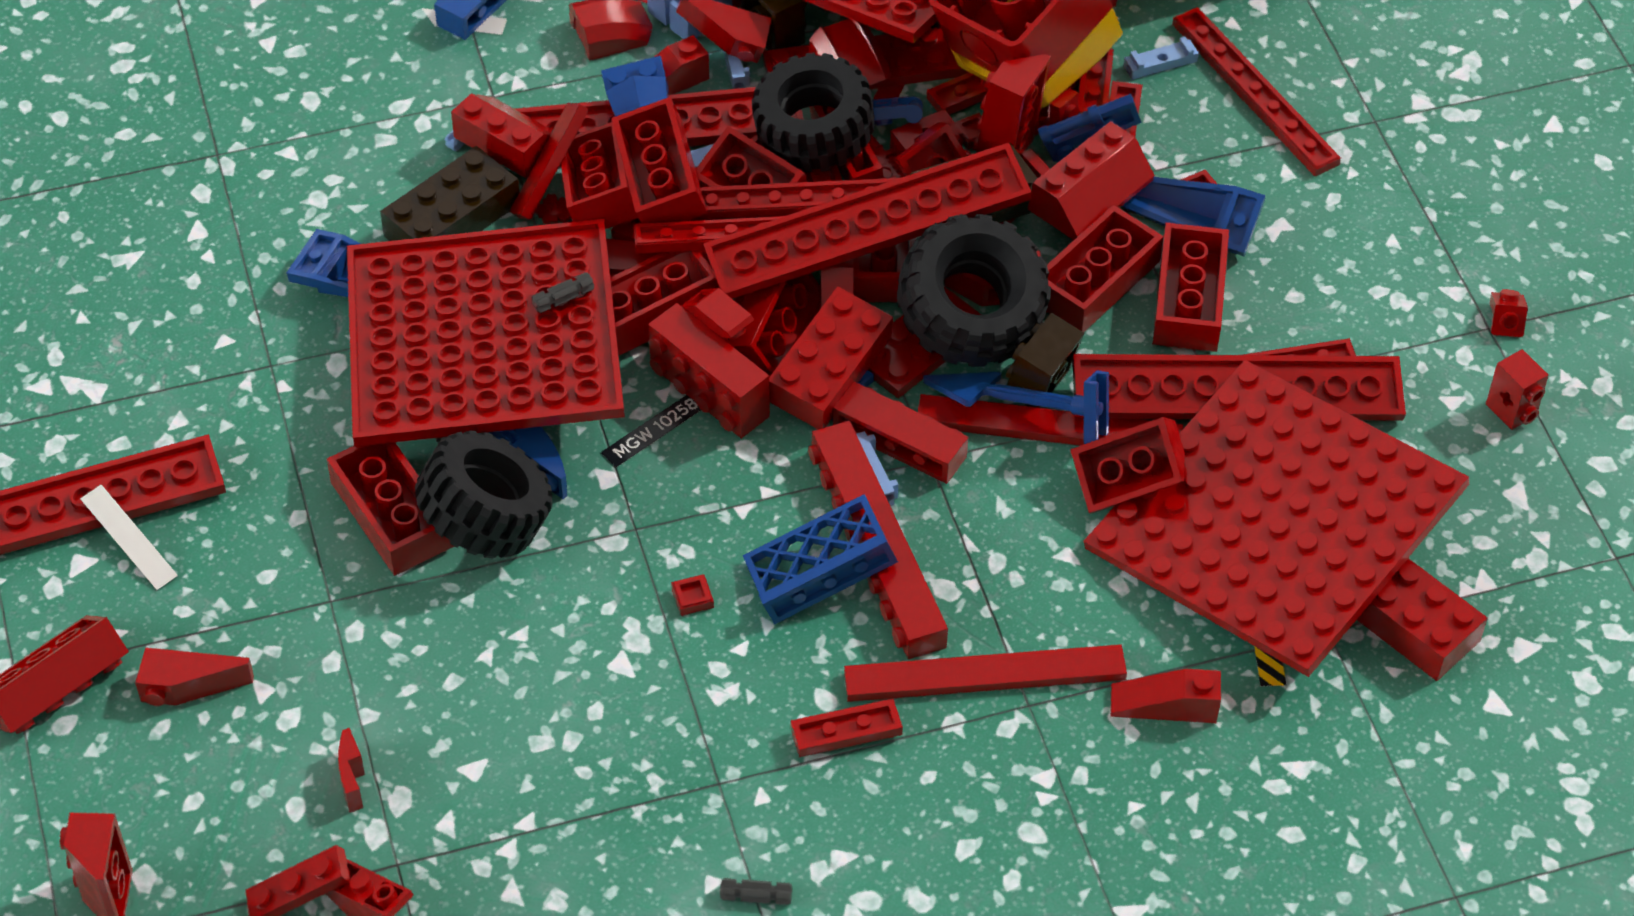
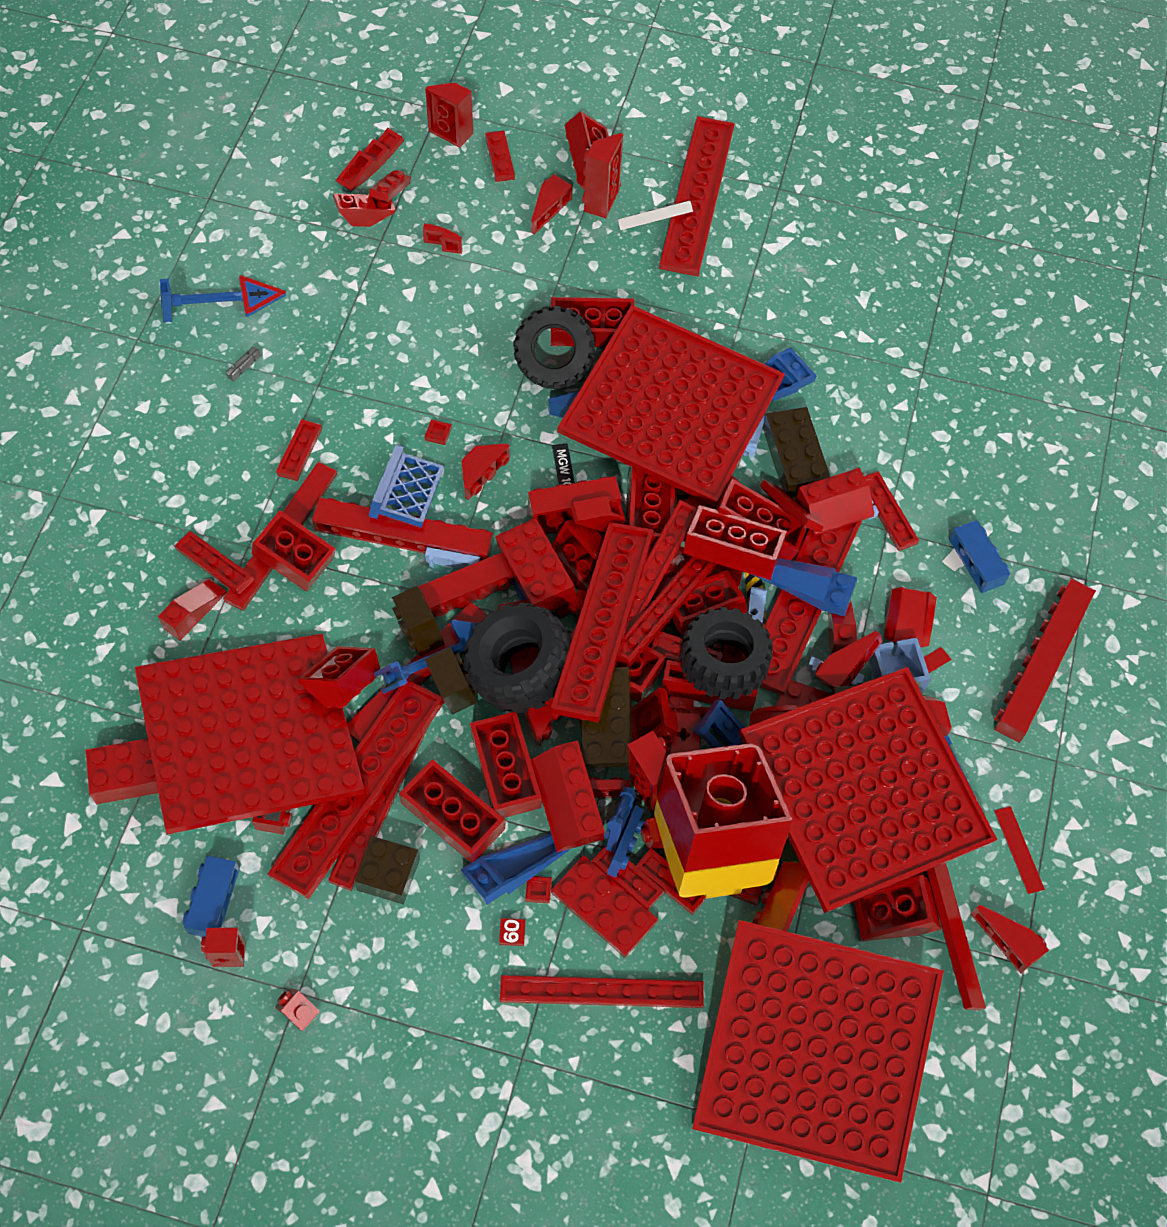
camera: 120 degrees right, 10 degrees up
(121, 583) = (602, 175): none -> red slope
(131, 790) = (500, 156): none -> red plate
(486, 81) = (890, 513): none -> red tile
(562, 292) = (665, 443): dark grey axle -> none
(718, 509) = (481, 466): none -> red slope
(998, 430) = (417, 621): none -> dark brown brick
(1009, 619) = (293, 551): none -> red brick
(1088, 715) = (214, 563): none -> red tile
(1160, 59) = (669, 957): light blue piece -> none
(1170, 125) = (604, 906): none -> red plate
(1265, 183) = (512, 932): none -> red tile
(1303, 309) = (387, 870): none -> dark brown brick
(1481, 444) = (211, 895): none -> blue brick

